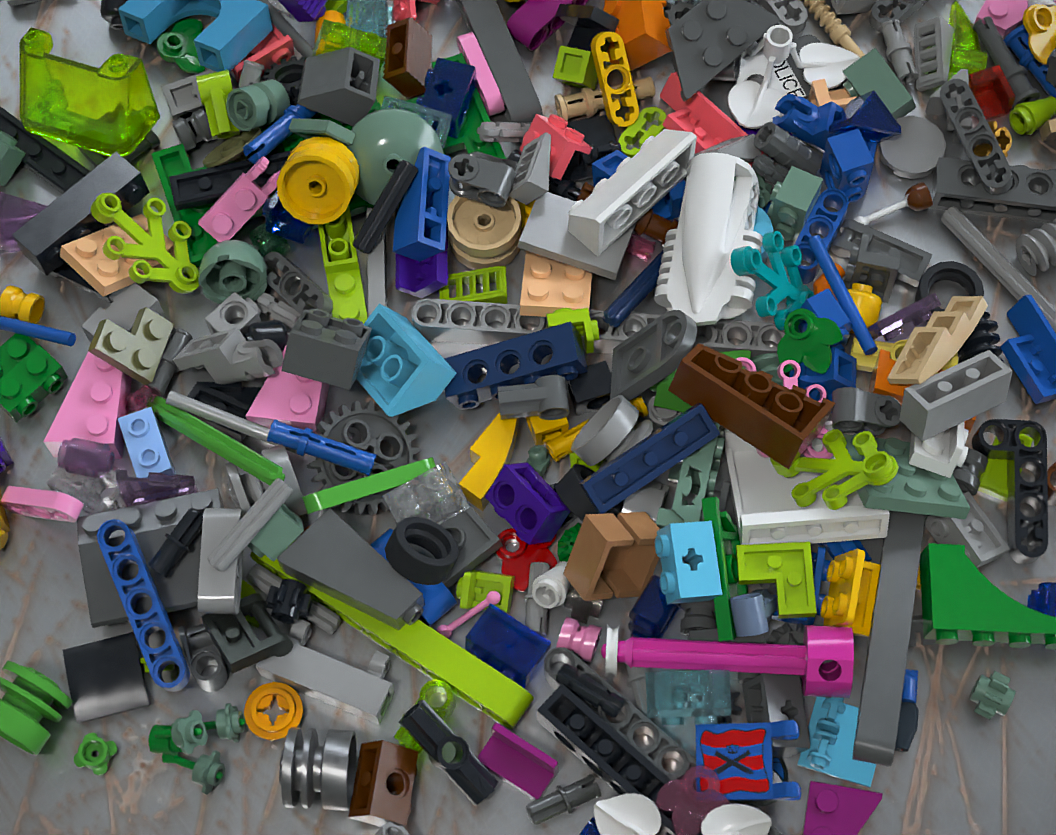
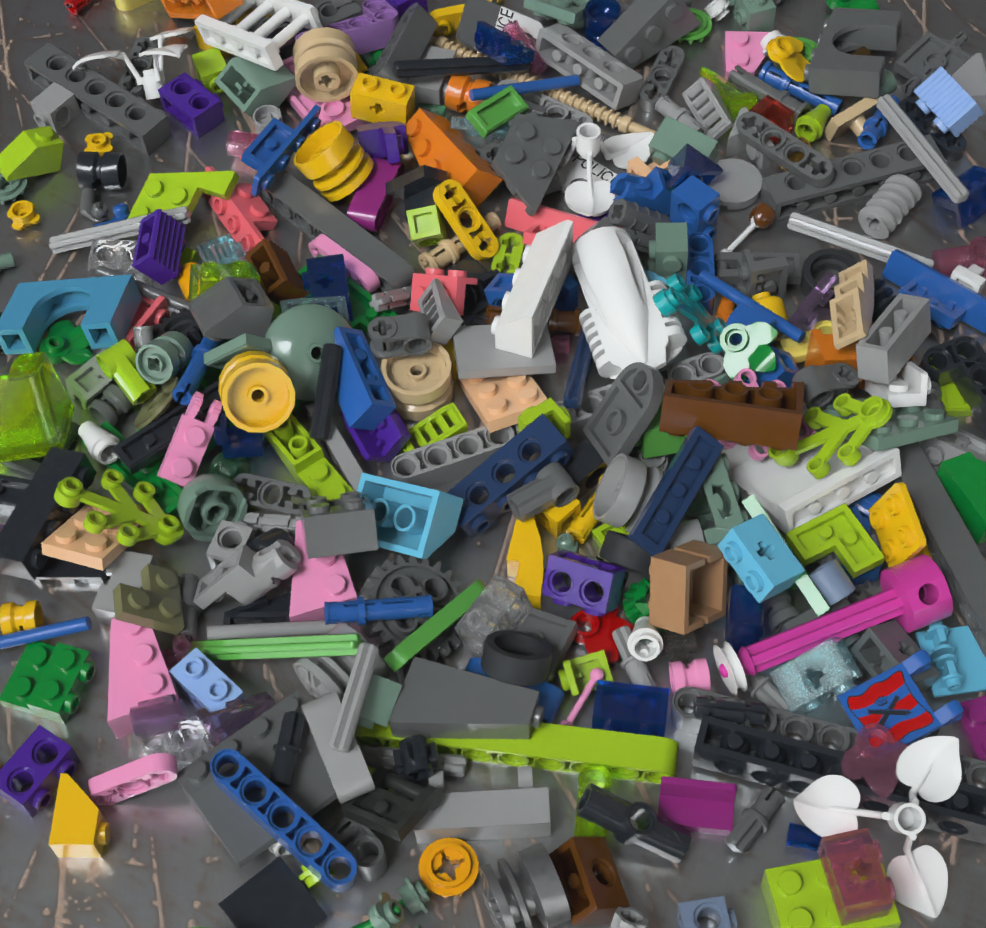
camera: 25 degrees left, 10 degrees down
(162, 164) = (98, 442): none -> white cone

